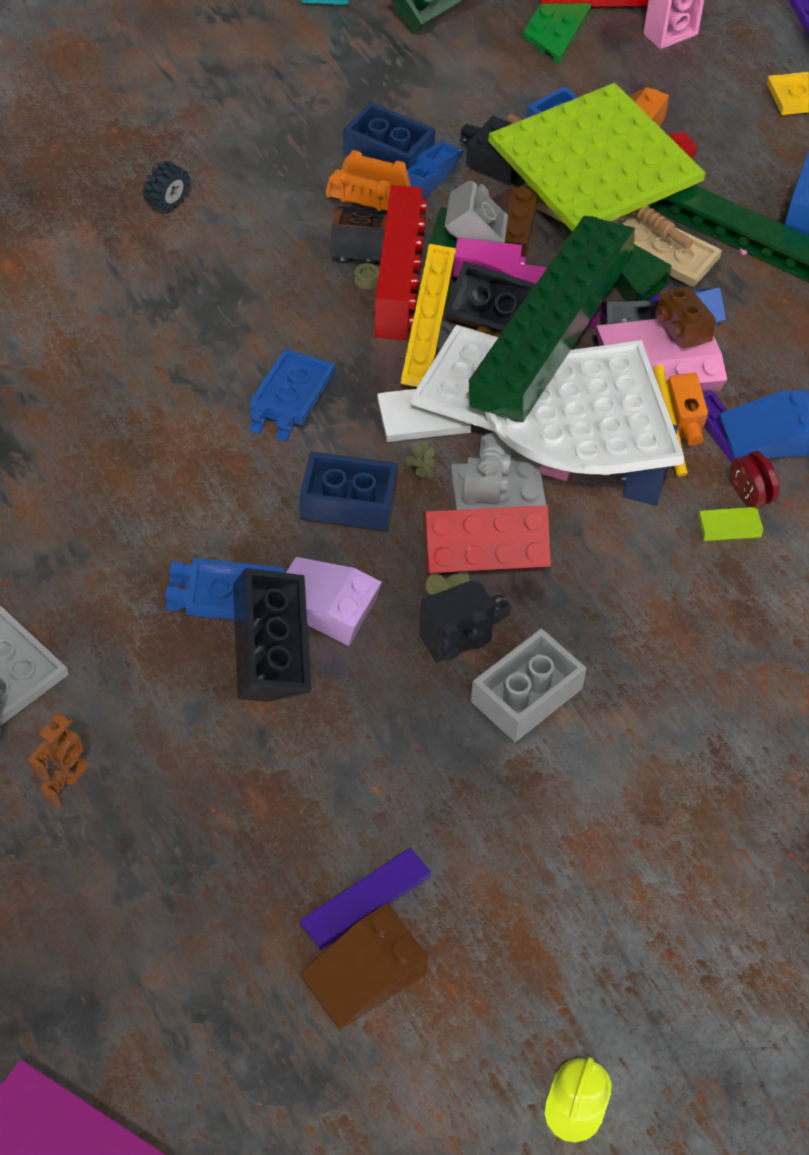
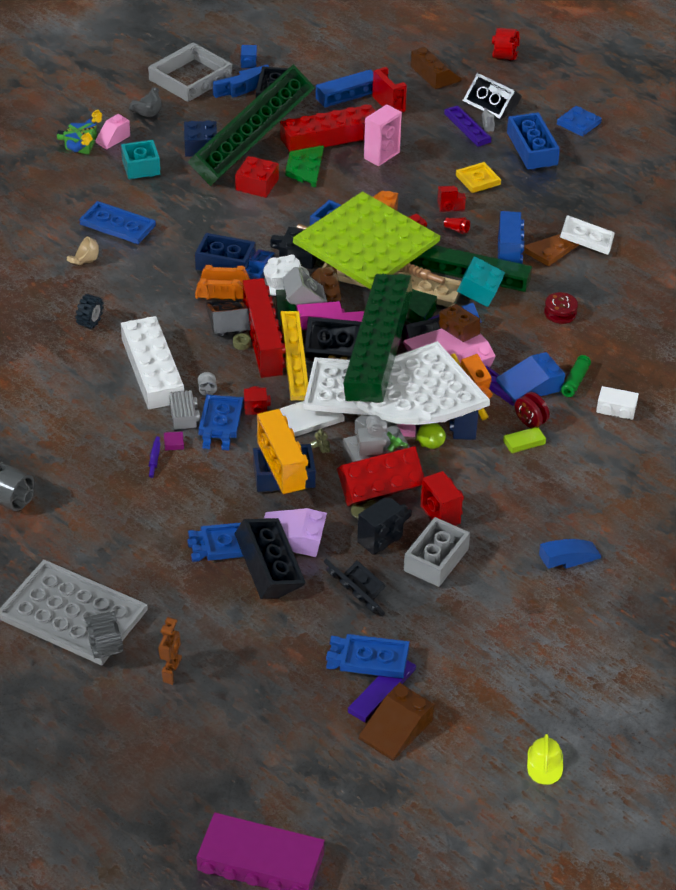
camera: 15 degrees left, 10 degrees down
(172, 429) = (154, 456): none -> dark purple hand
(200, 100) = (86, 253): none -> tan piece
(211, 410) = (173, 440): none -> magenta tile
(225, 283) = (151, 361): none -> white brick
(241, 365) = (183, 410): none -> light grey brick
(261, 62) = (117, 222): none -> blue plate
(290, 331) = (207, 383): none -> light grey wheel
(343, 470) = (281, 451): none -> light orange brick
(350, 373) = (256, 400): none -> red brick
(364, 838) = (368, 655): none -> blue tile
(397, 708) = (362, 581): none -> black bracket
(454, 174) = (277, 269): none -> white piece
(478, 32) = (257, 176): none -> red brick
(522, 491) = (395, 442): none -> bright green plant
(565, 600) = (441, 498): none -> red brick
(589, 489) = (431, 435): none -> lime hair
(735, 734) = (568, 552): none -> blue slope
(743, 159) = (459, 225): none -> red cone
(745, 118) = (450, 199): none -> red brick
(745, 255) = (481, 281): none -> teal brick

